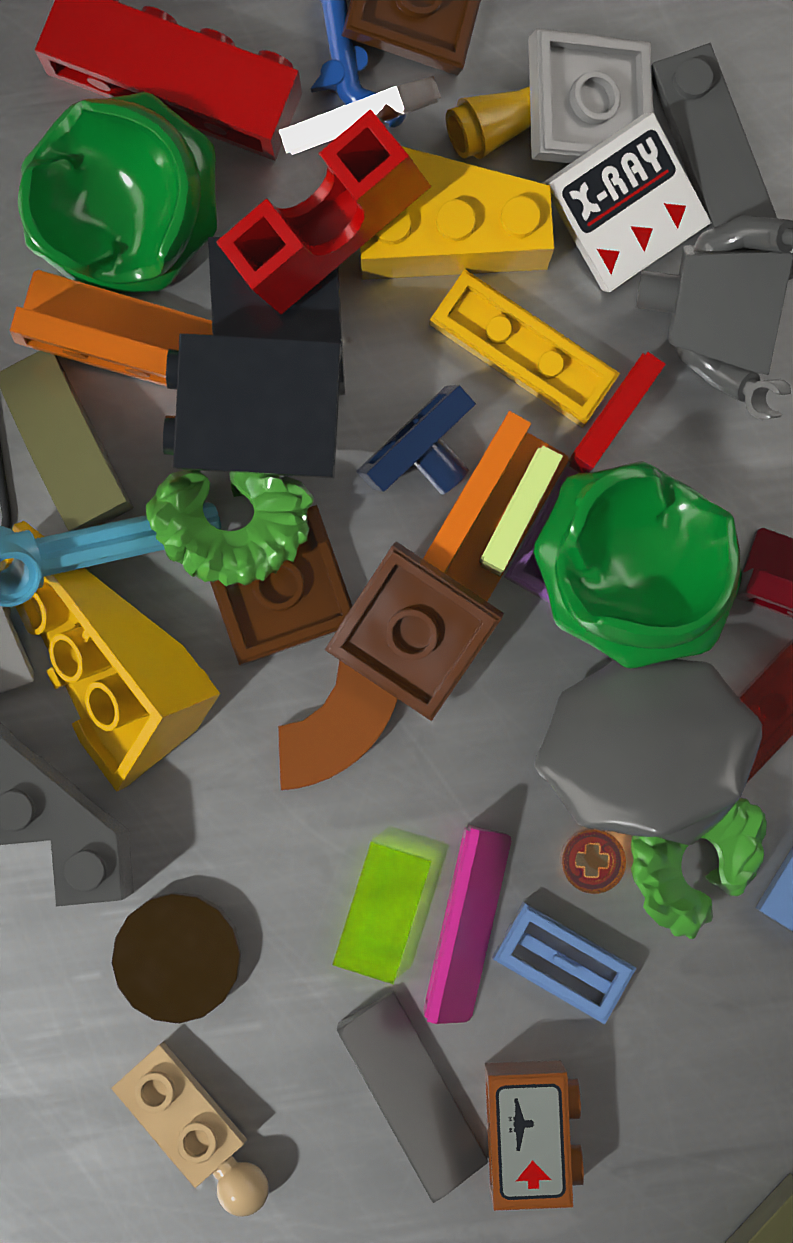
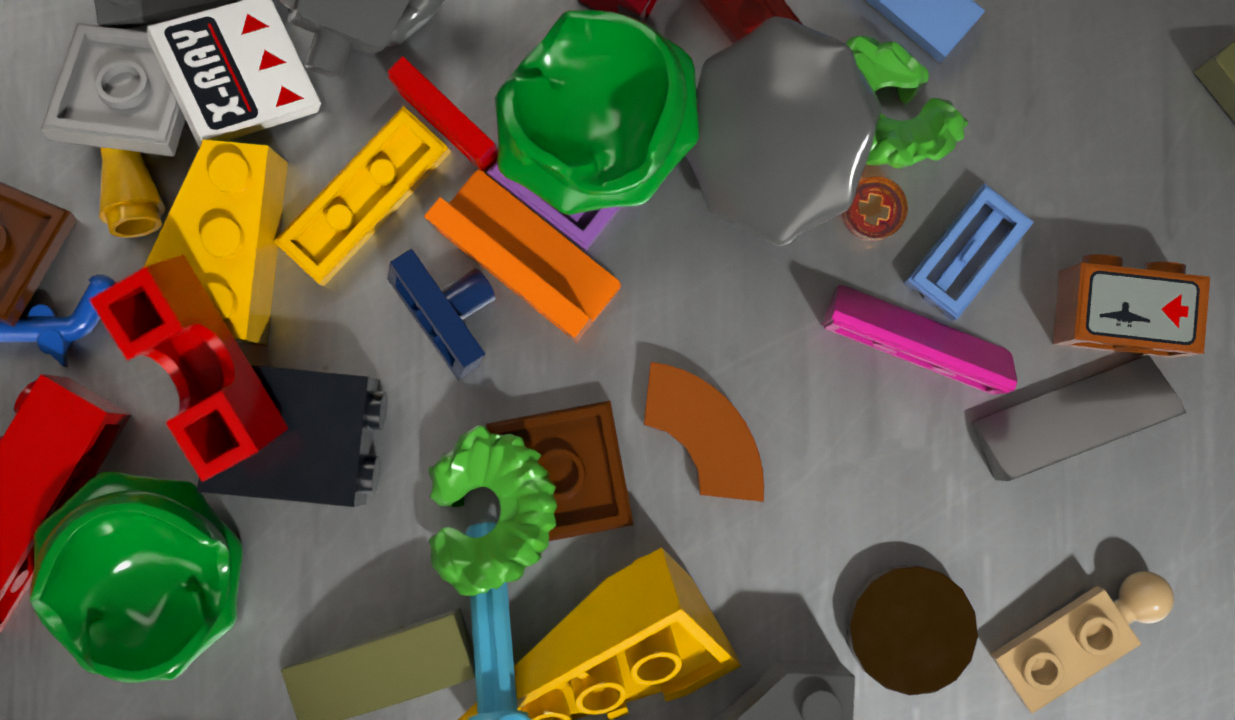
camera: 80 degrees left, 0 degrees up
(101, 327) = (277, 603): orange panel -> none
(253, 405) = (377, 469): black brick -> none
(382, 912) = (895, 420): clear neon green tile -> none
(385, 105) = (103, 353): tile -> none
(414, 631) = (628, 344): reddish brown tile -> none
(520, 510) = (524, 222): yellowish green tile -> none

